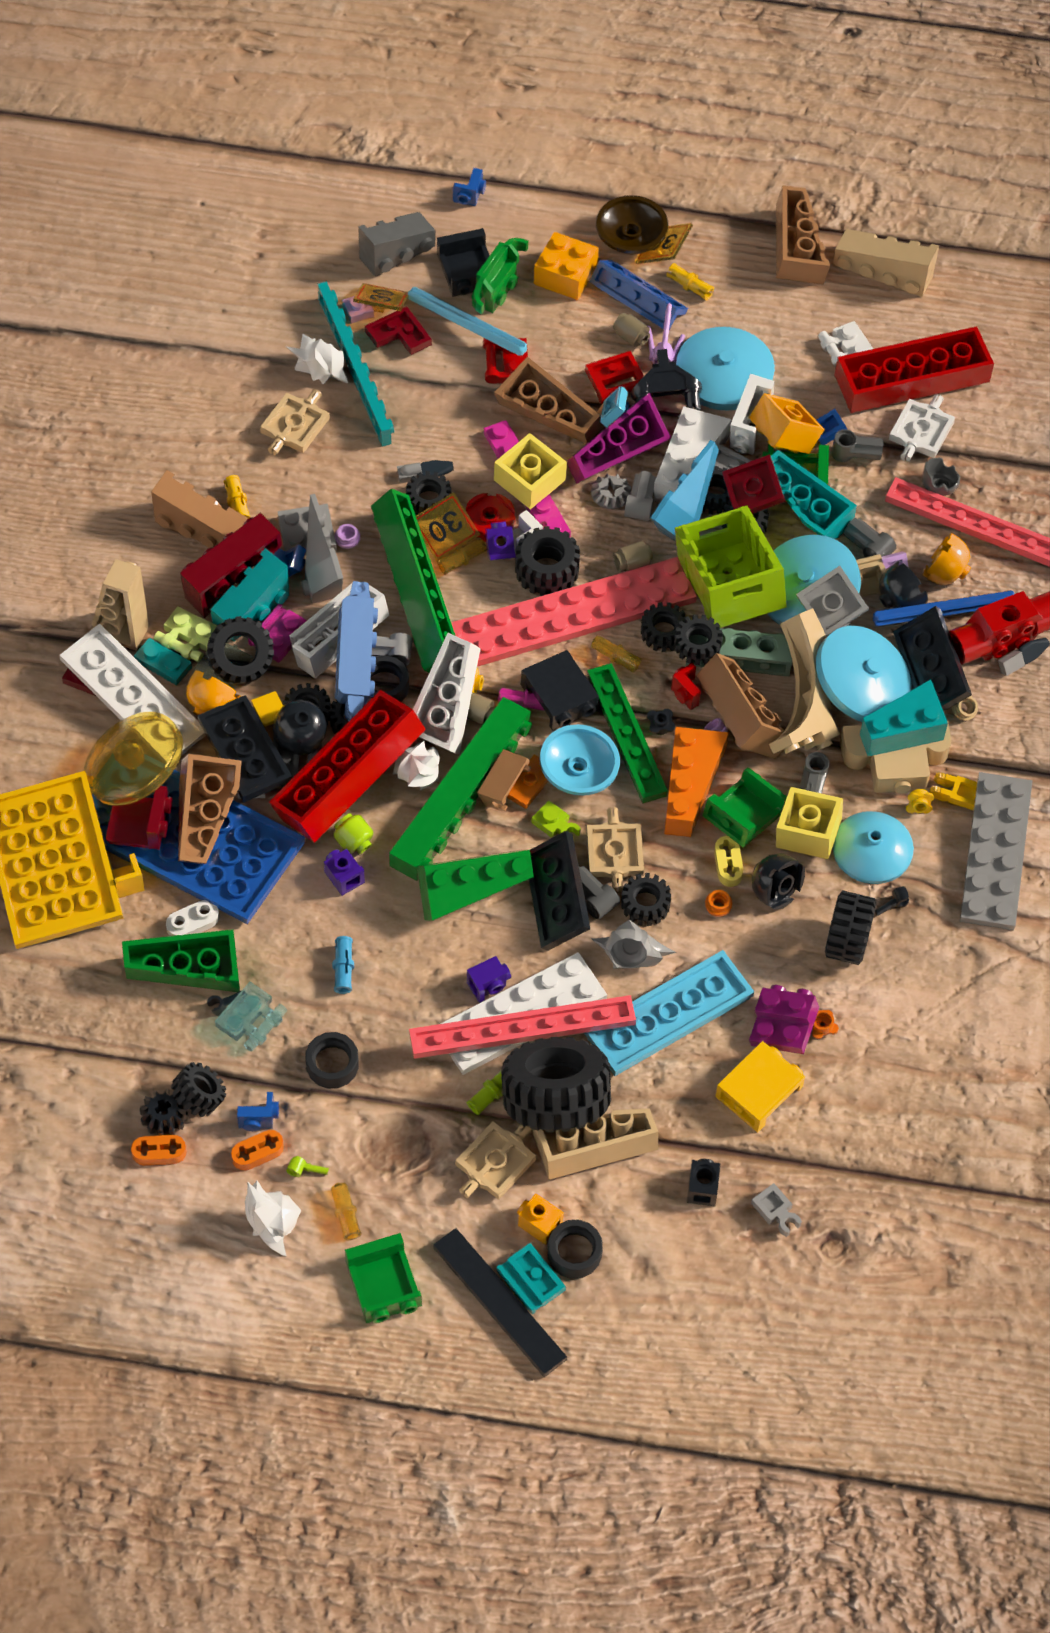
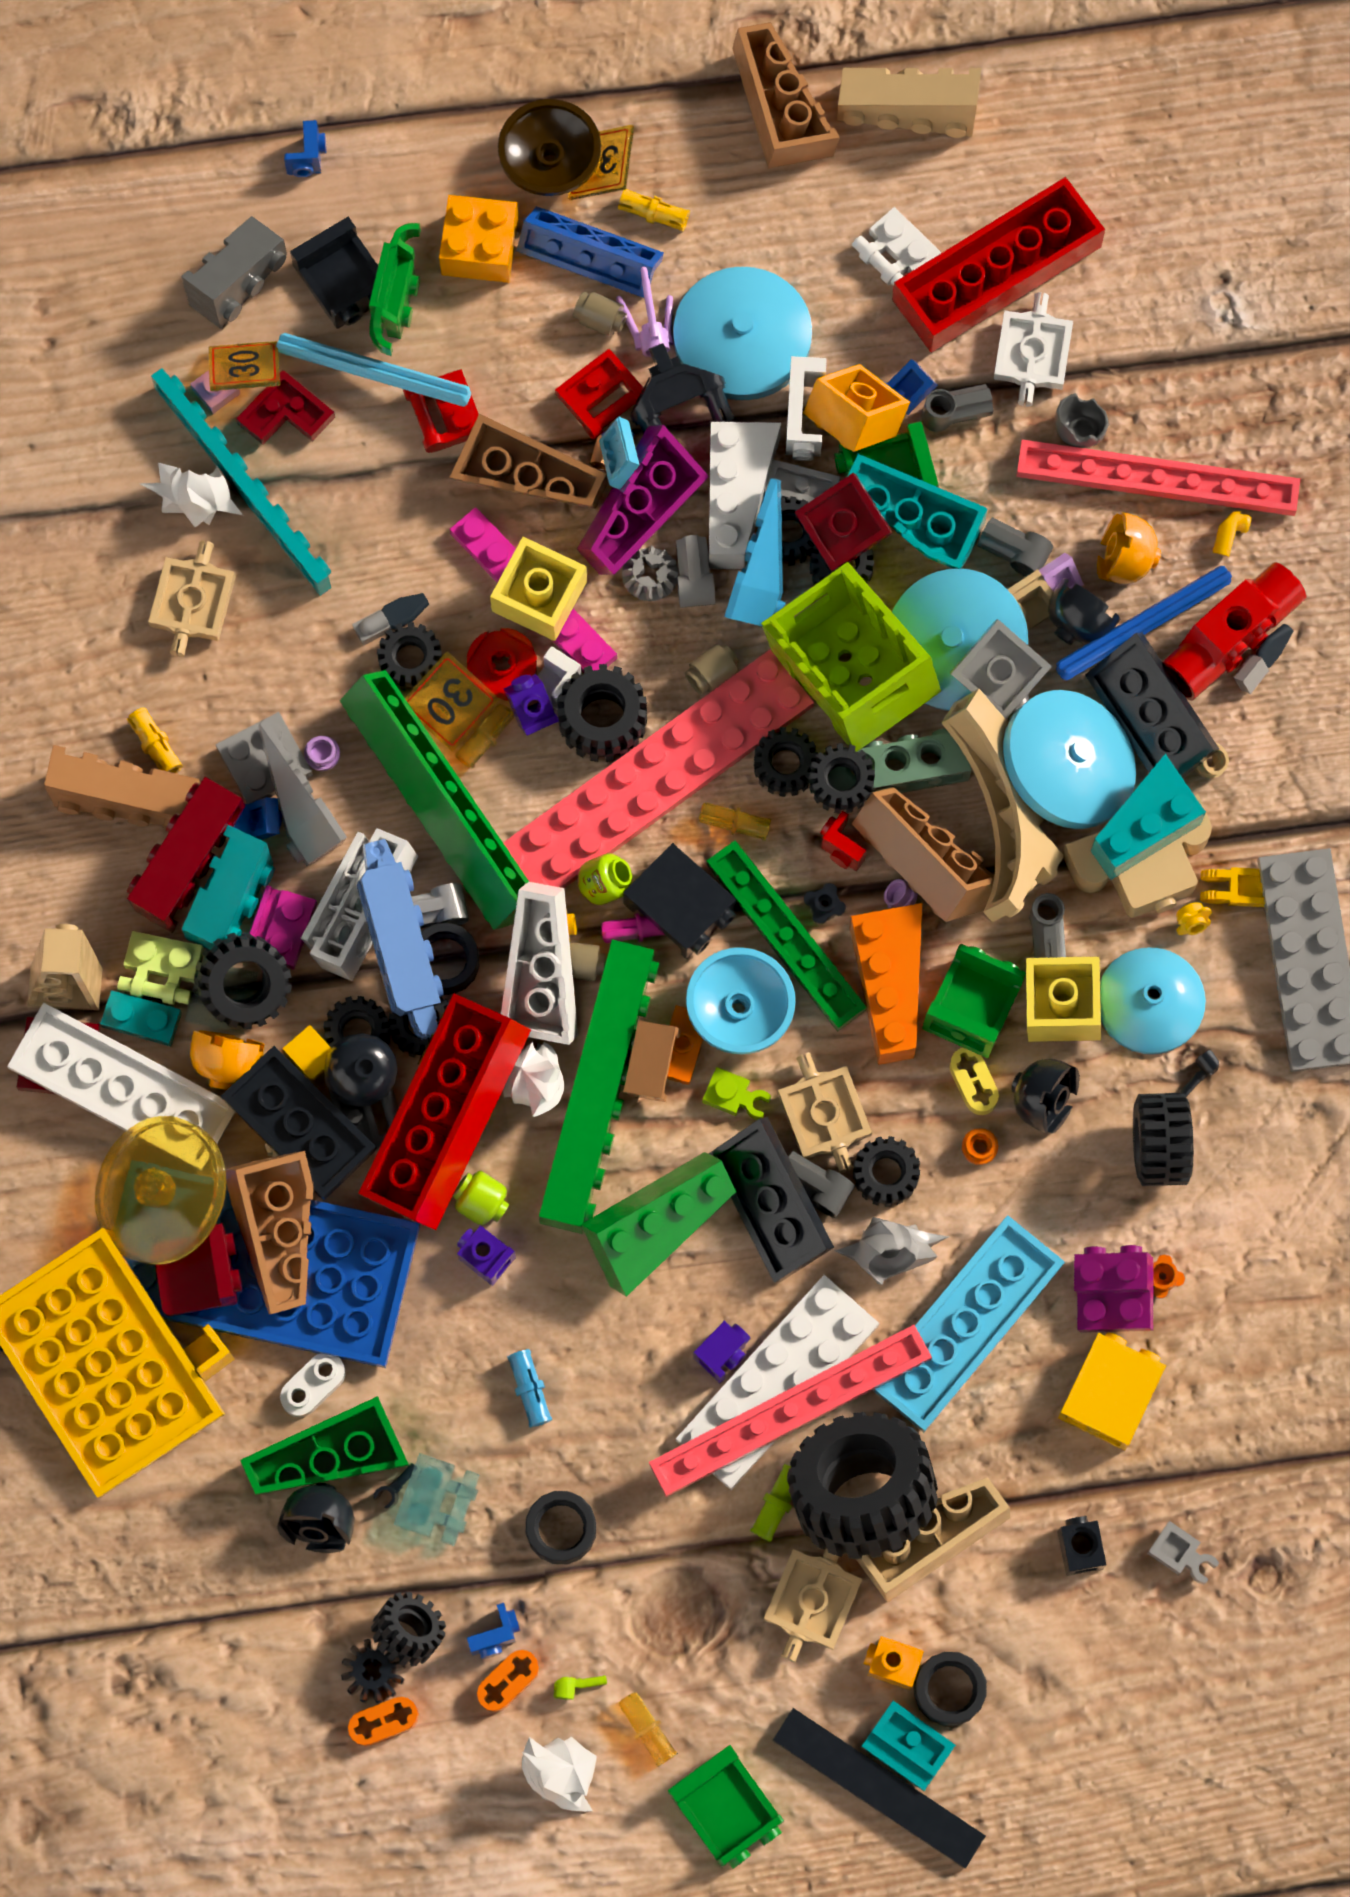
camera: 15 degrees left, 15 degrees up
(161, 1001) = (318, 1517): none -> black cylinder
(510, 660) = (604, 878): none -> lime head
(1023, 570) = (1227, 530): none -> yellow arm

